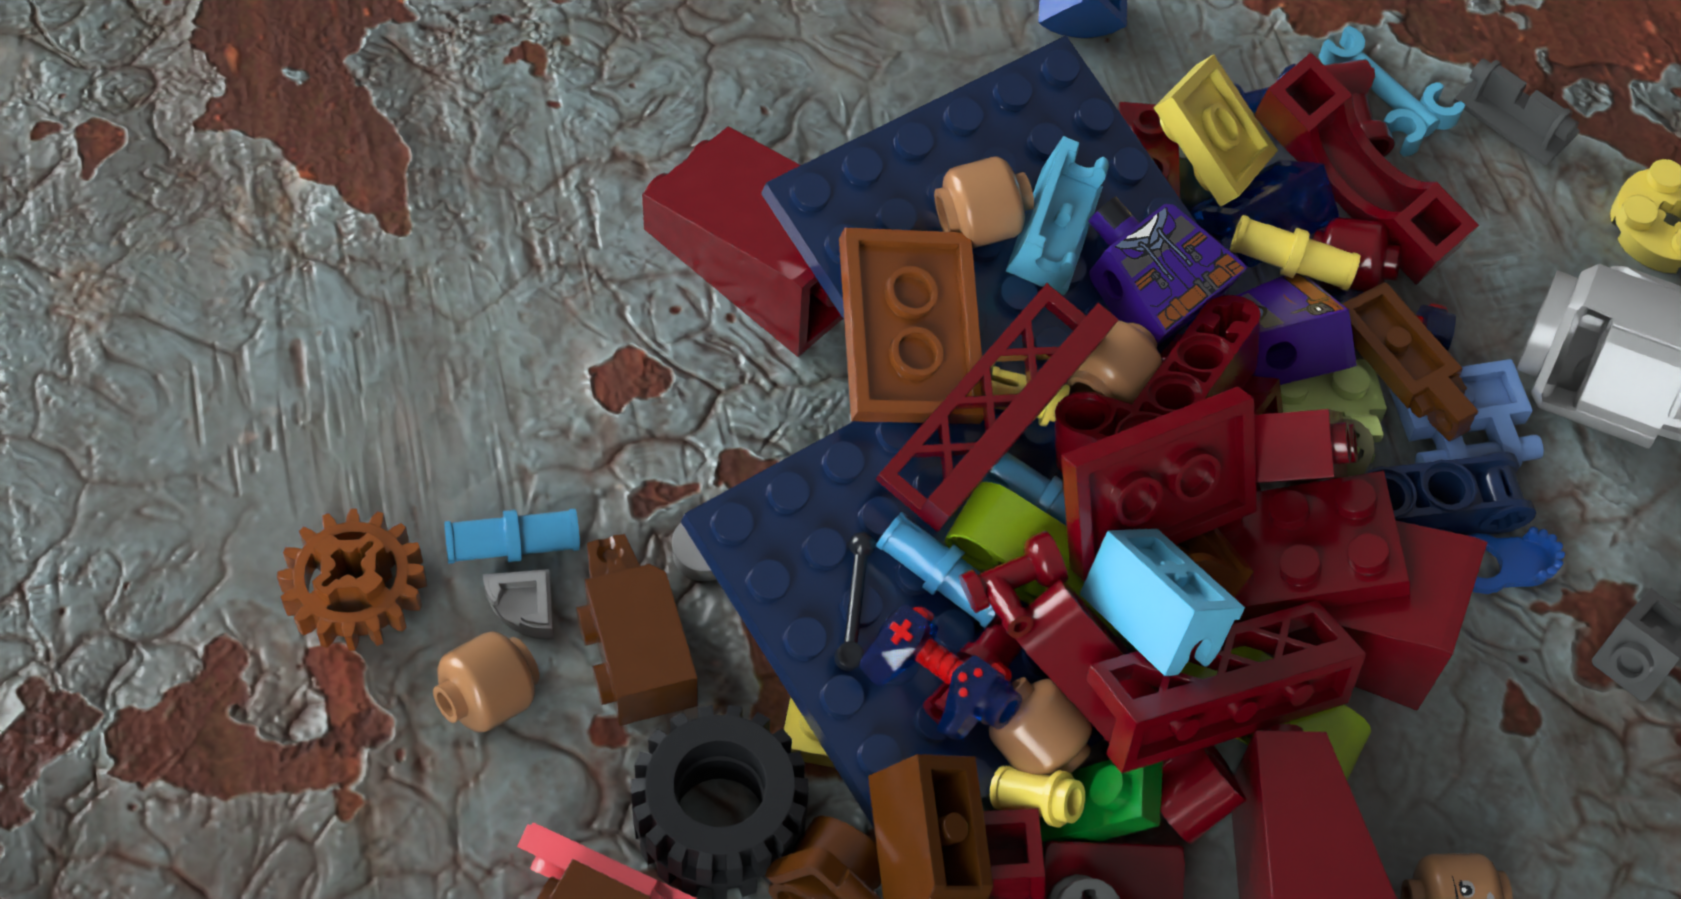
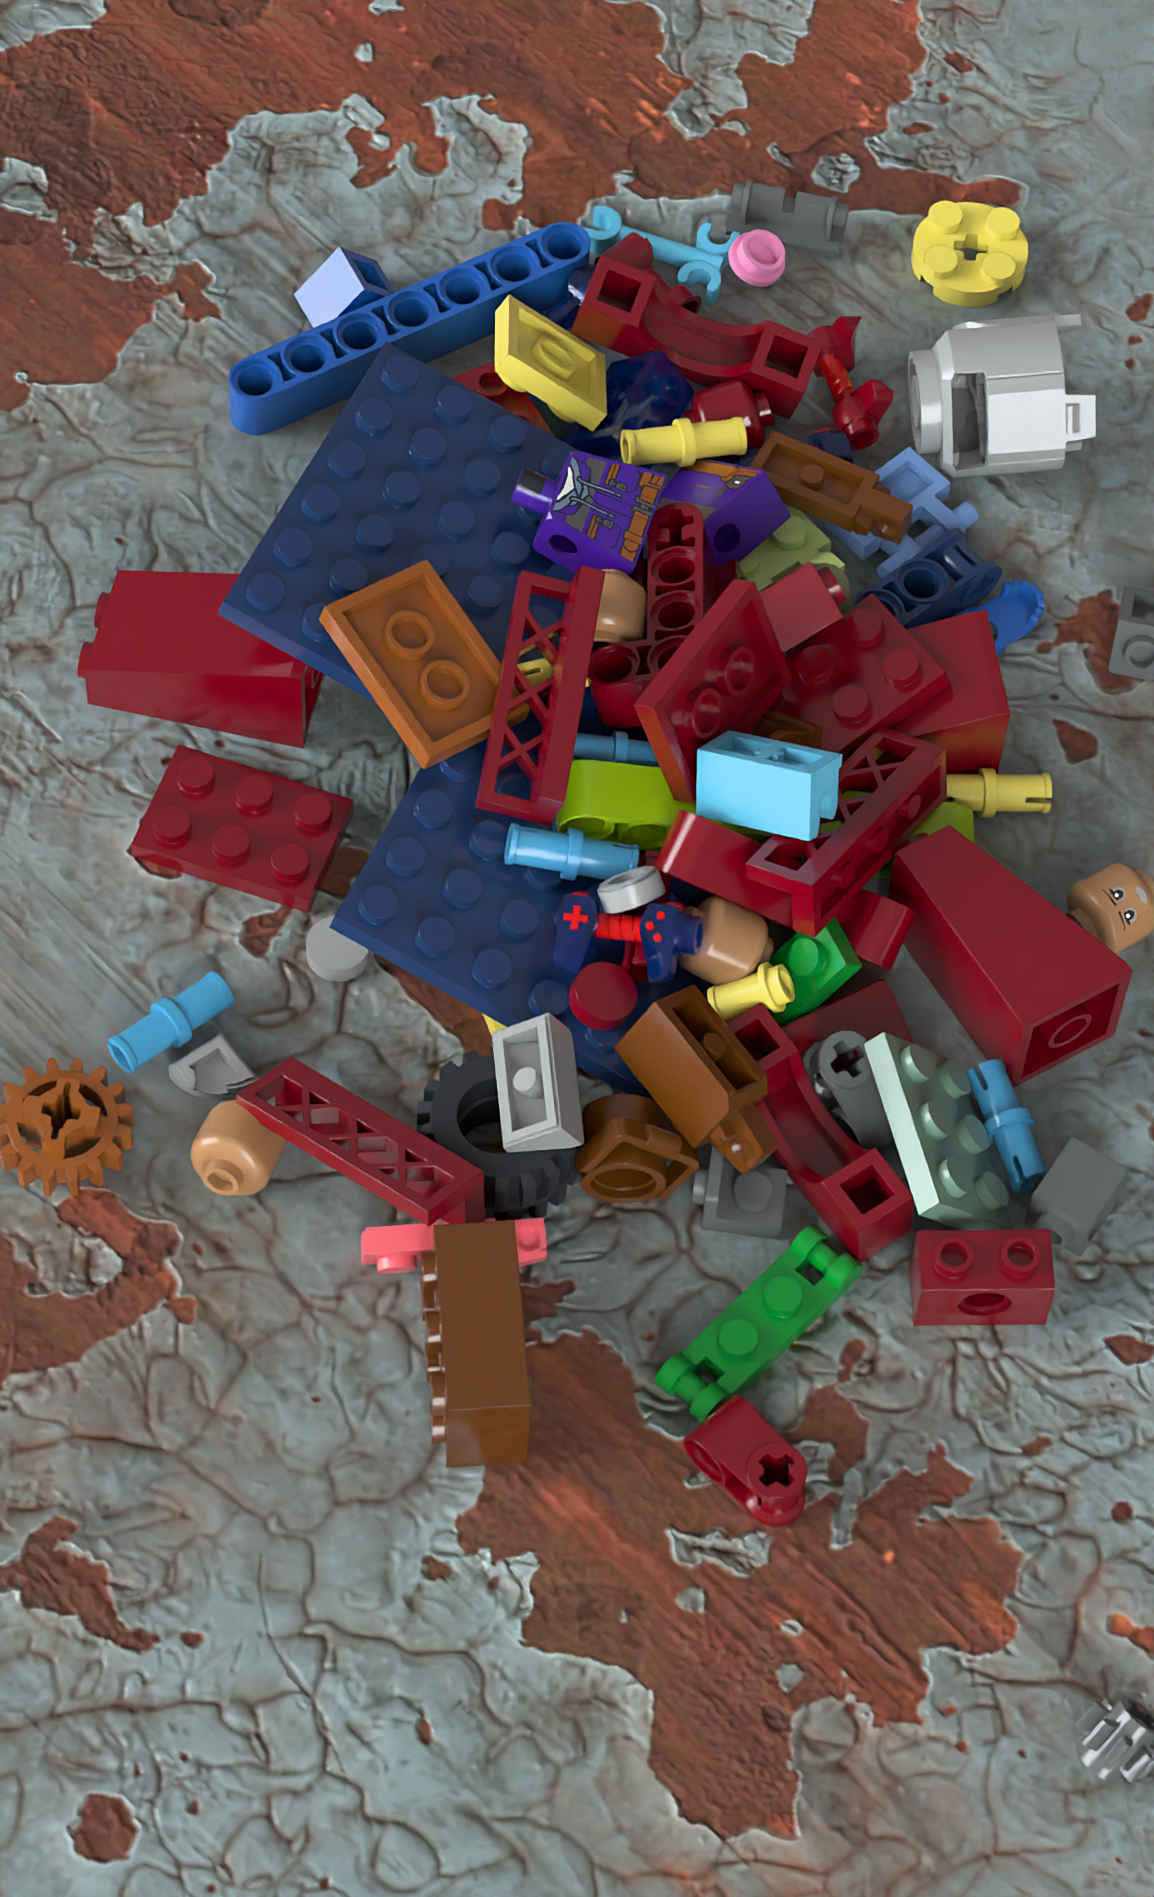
camera: 30 degrees left, 0 degrees up
(597, 743) = (366, 1144): none -> dark red fence
(637, 633) = (334, 1036): reddish brown hinge -> none
(696, 399) = (243, 828): none -> dark red plate
(771, 775) = (537, 1086): none -> light grey slope
(850, 652) = (537, 960): black hinge -> none
(892, 720) = (602, 996): none -> dark red tile
(971, 632) = (631, 889): none -> light grey tile
(984, 201) = (419, 526): medium nougat head -> none
(996, 586) = (653, 804): dark red piece -> none
(1059, 221) = (482, 511): medium azure hinge -> none
(1117, 46) = (420, 320): none -> blue beam
(1405, 720) = (1000, 792): none -> light yellow pin
(1469, 132) = (757, 257): none -> bright pink plate
(1485, 304) = (856, 410): none -> dark red piece

